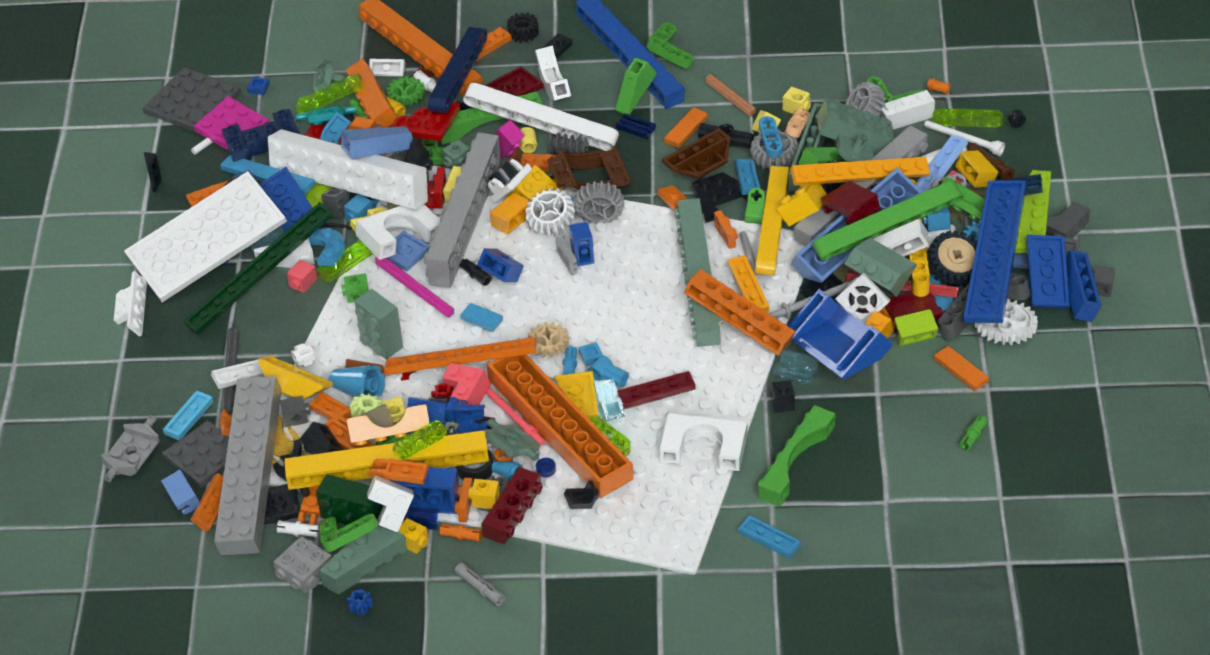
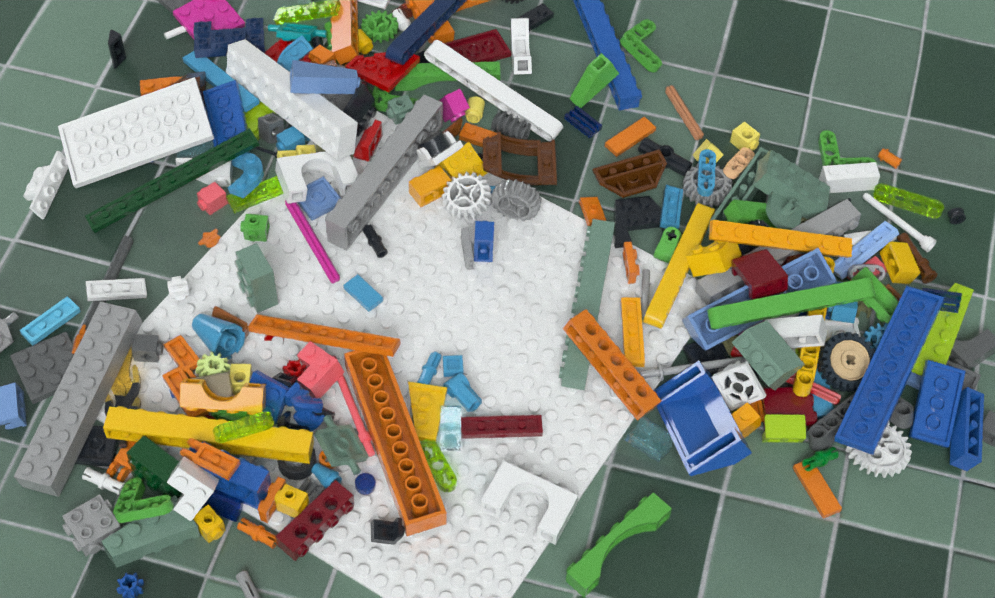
camera: 10 degrees right, 10 degrees up
(209, 505) = (22, 436): orange plate -> none
(292, 379) = (159, 311): yellow wedge -> none
(314, 311) = (210, 239): none -> orange plate
(319, 439) = (157, 393): black brick -> none
(451, 182) = (381, 140): light yellow slope -> none
(500, 265) = (399, 242): blue brick -> none
(550, 339) = (426, 340): tan gear -> none
(783, 396) = (626, 470): black brick -> none
(867, 98) = (812, 157): light grey gear -> none
(956, 342) = (820, 458): none -> green pin
(973, 432) = (806, 569): bright green pin -> none

